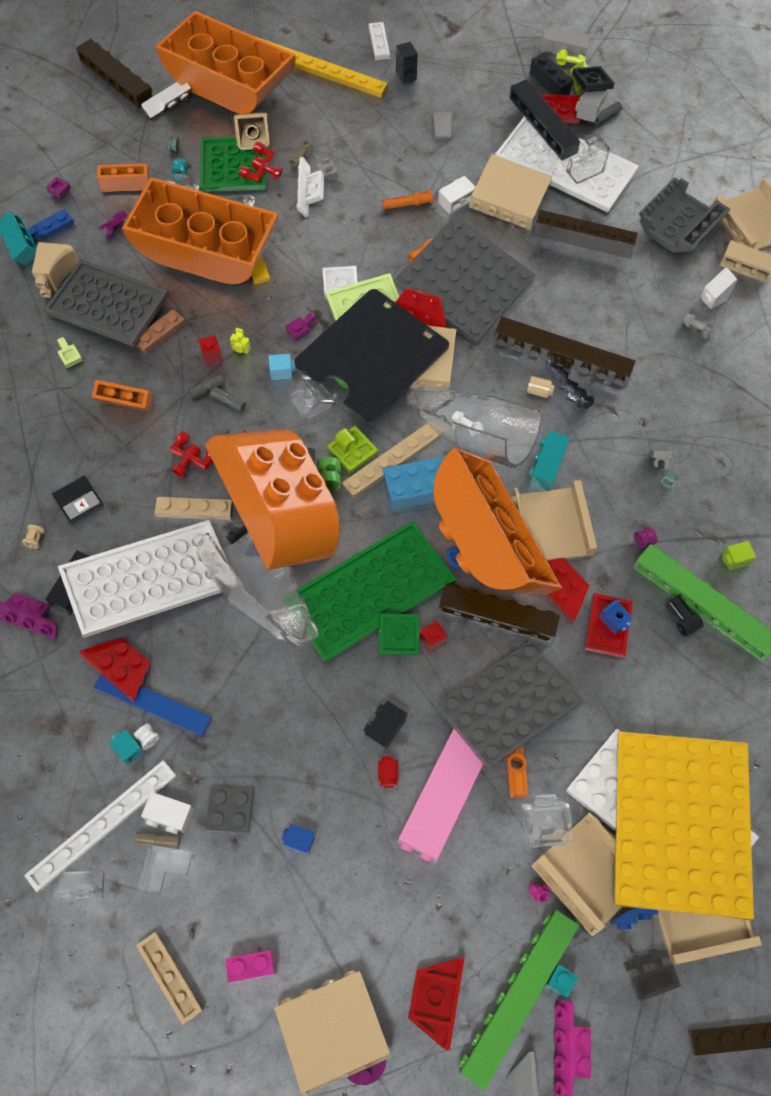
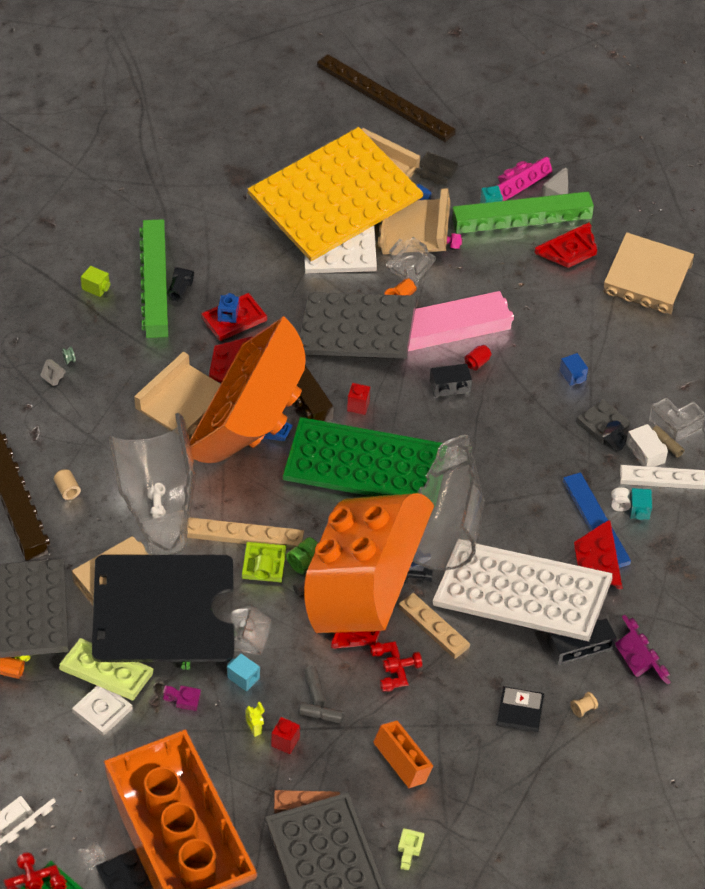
camera: 135 degrees left, 15 degrees down
(202, 796) = (615, 435): none -> black tile
(250, 966) = (668, 335): dark pink brick -> none
(398, 634) = (381, 417): green plate -> none
(411, 483) = (242, 492): dark azure brick -> none
(423, 306) = (77, 611): red wing -> none
(548, 460) = (134, 428): teal brick -> none
(583, 401) = (59, 448): clear purple piece -> none
(645, 537) = (139, 338): magenta wheel -> none

